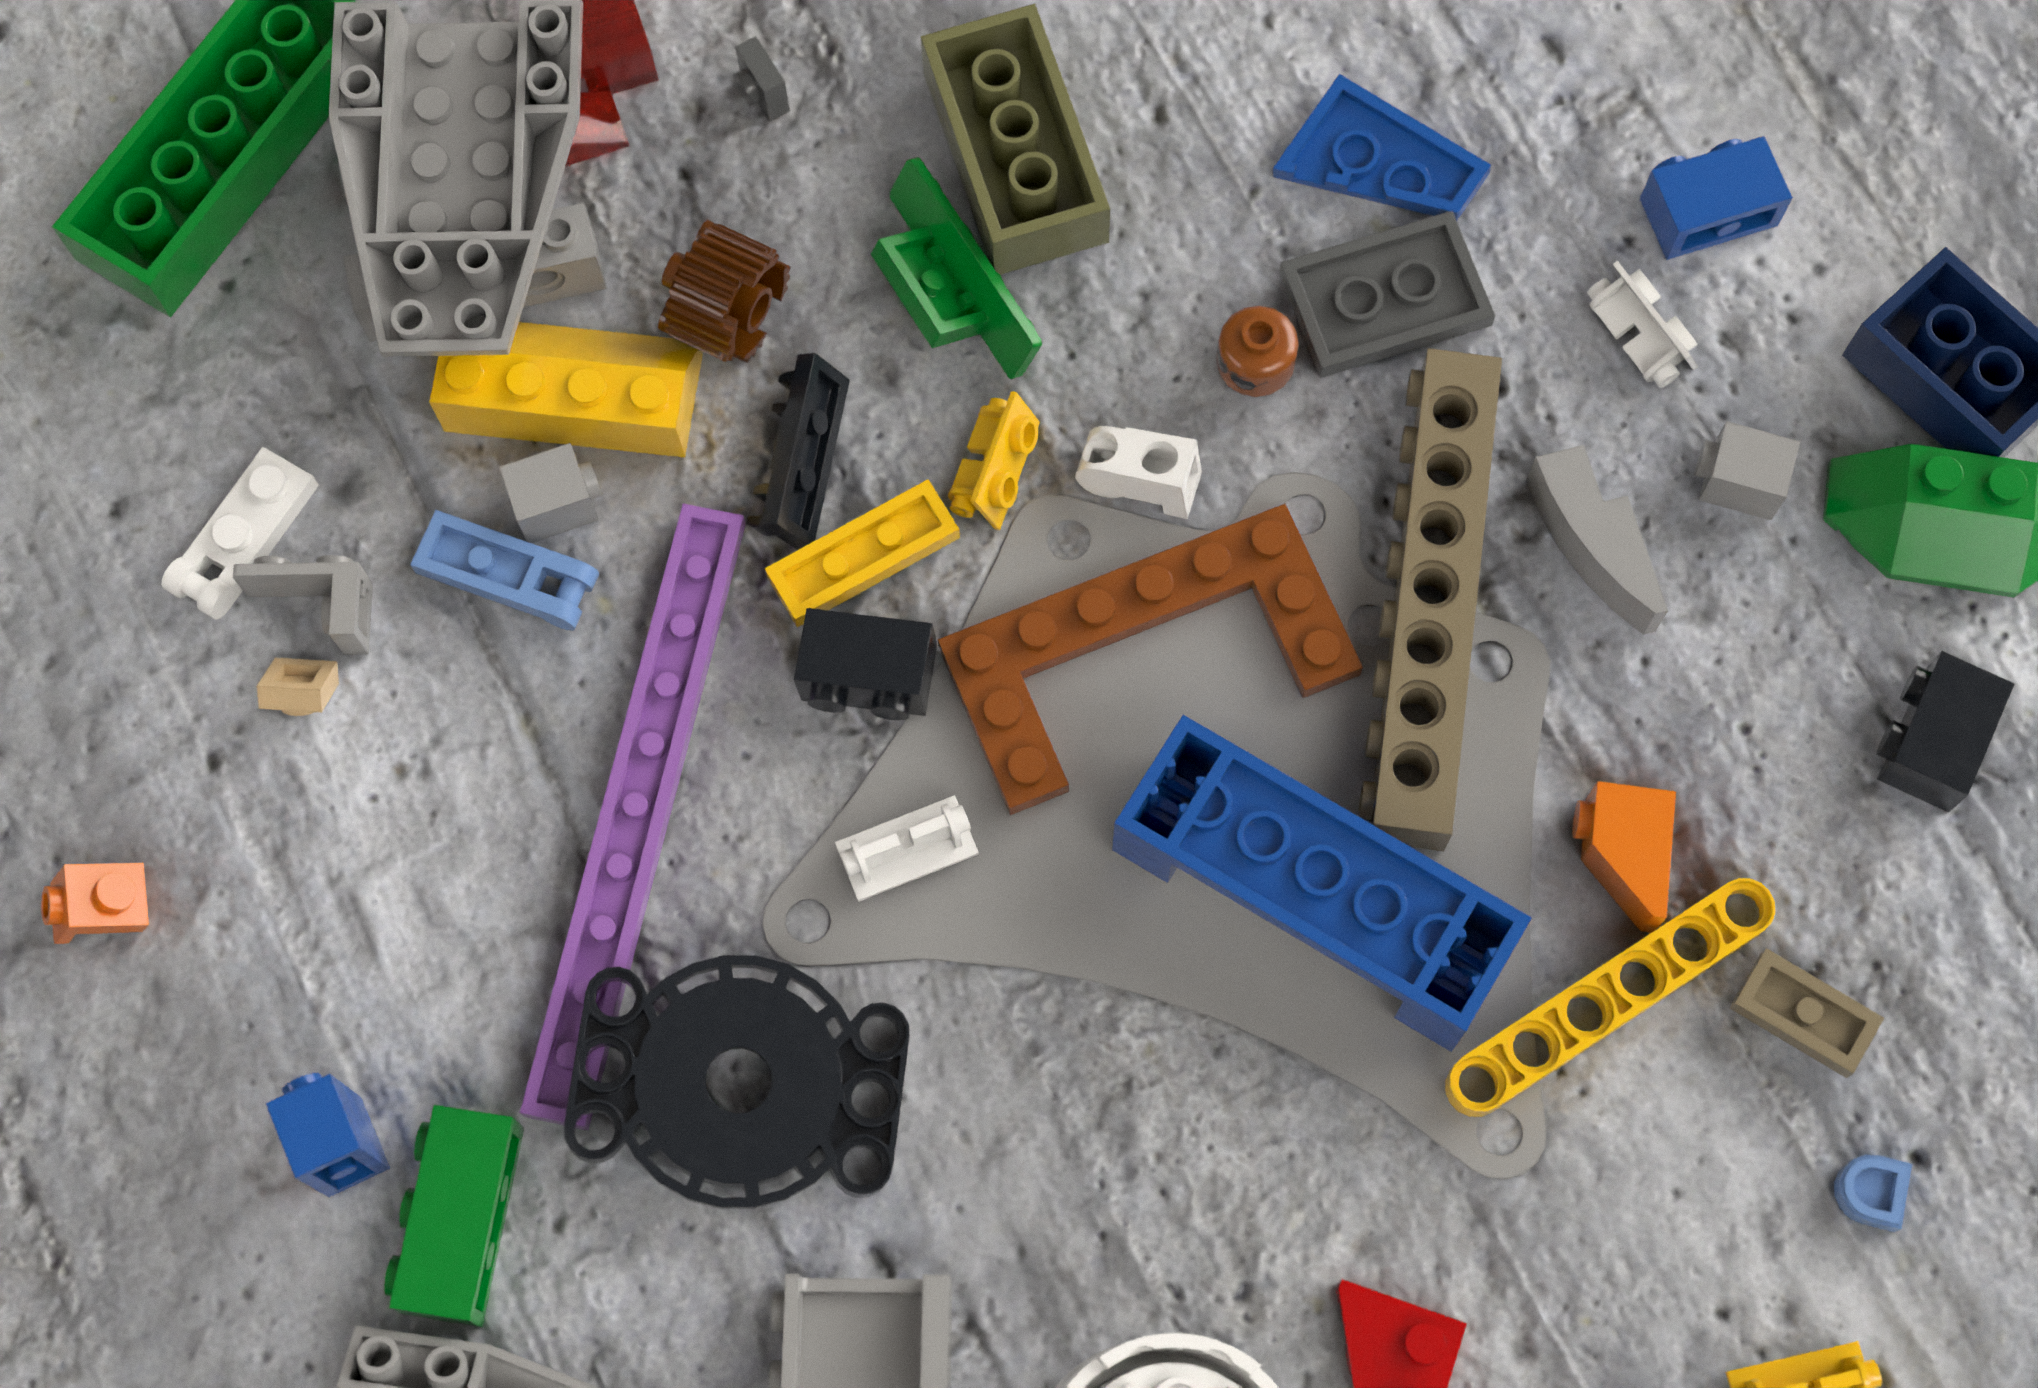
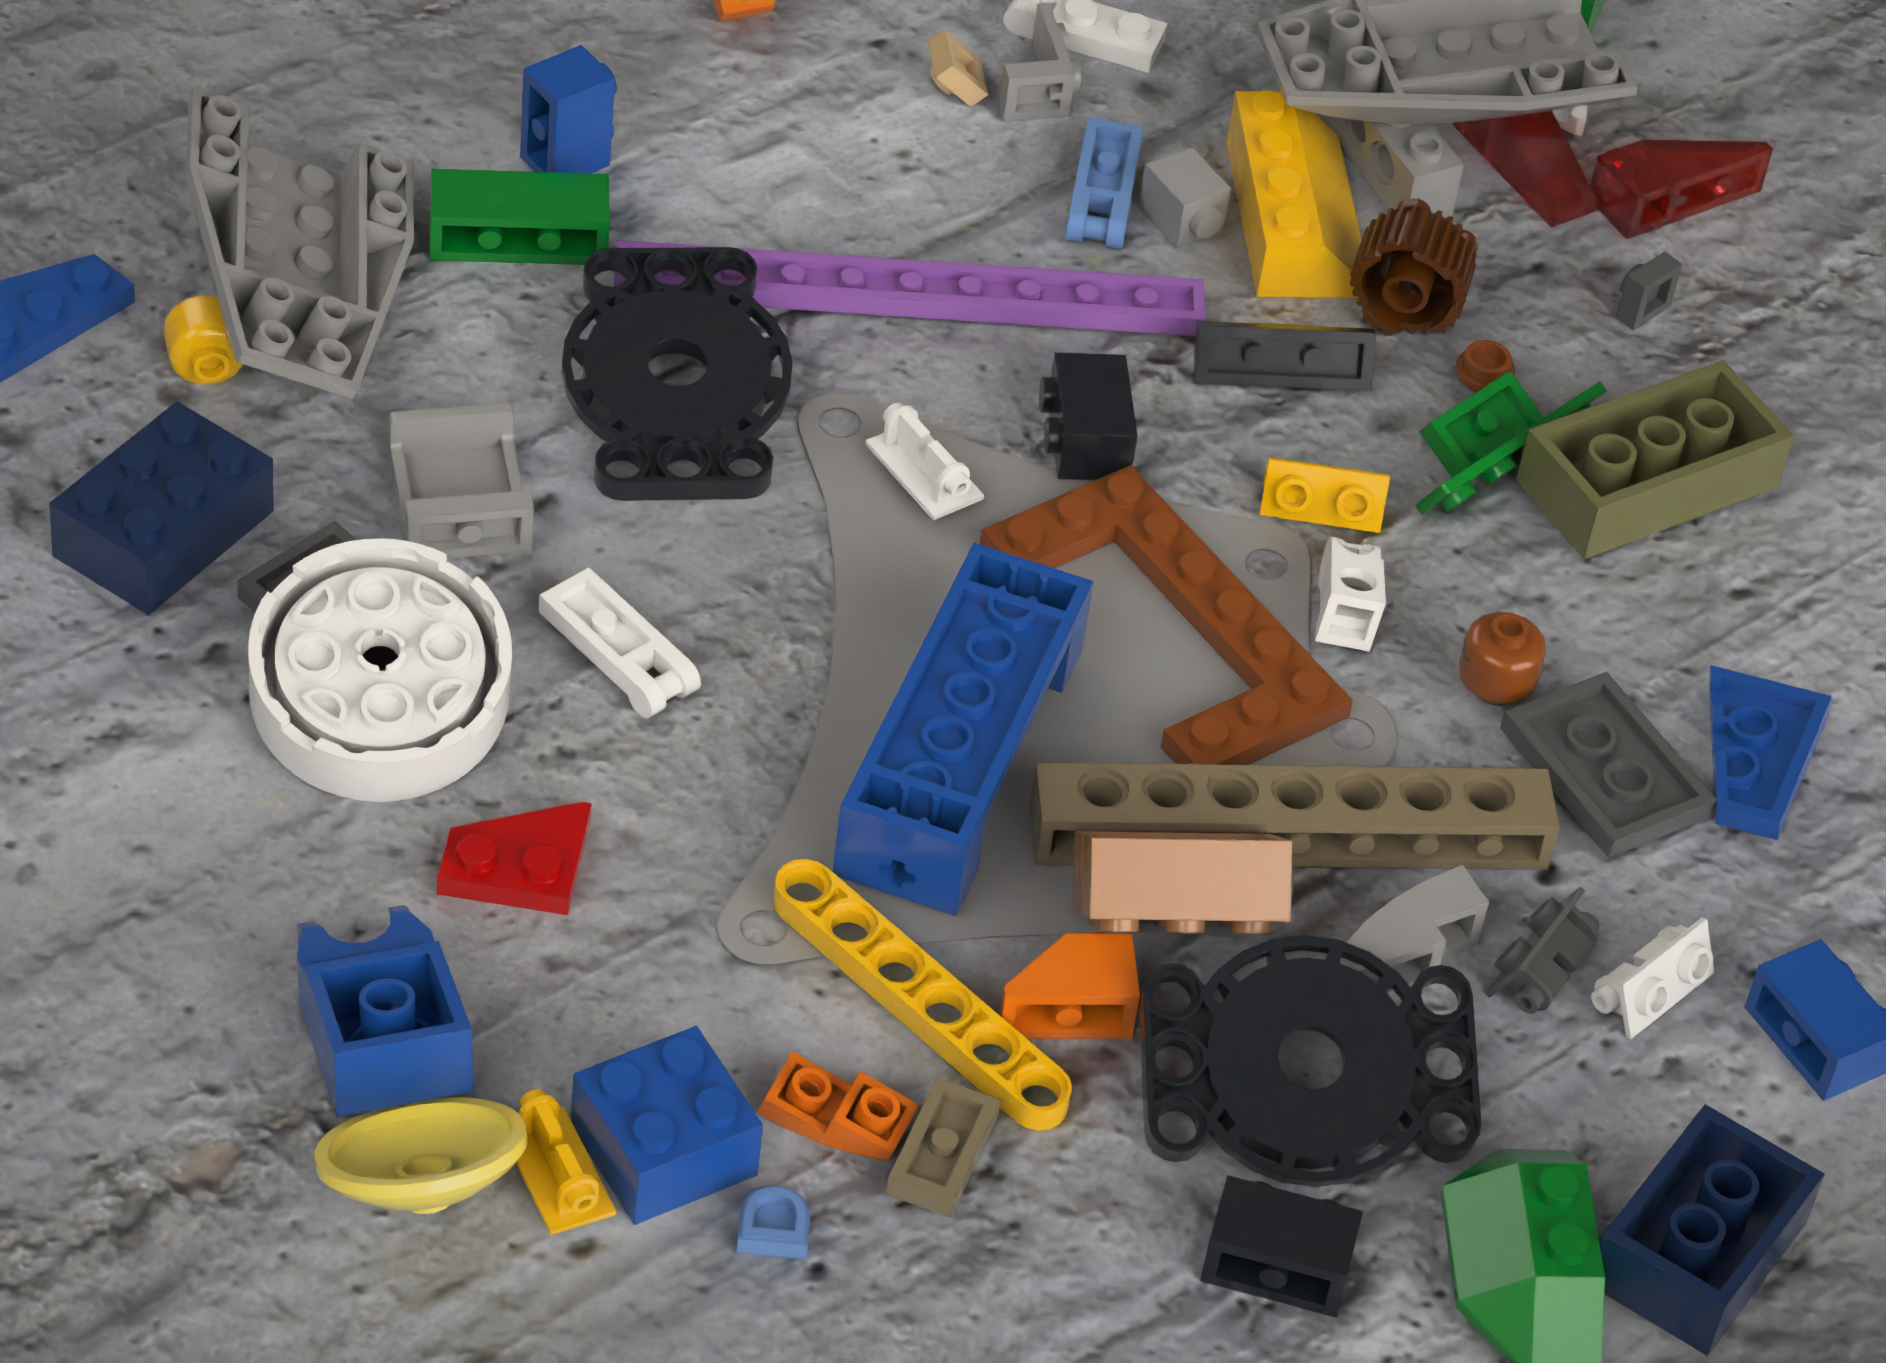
camera: 70 degrees right, 25 degrees down
(839, 263) = (1483, 364): none -> dark orange plate
(863, 552) = (1202, 411): yellow plate -> none
(1116, 1214) = (619, 641): none -> white plate
(1543, 718) = (1182, 880): none -> piece
(1595, 407) = (1528, 964): none -> dark grey hinge
(1705, 693) = (1241, 1078): none -> black piece
(1744, 1103) = (822, 1107): none -> orange slope
(1747, 470) = (1519, 1064): light grey brick -> none
(1777, 1275) = (666, 1124): none -> blue brick

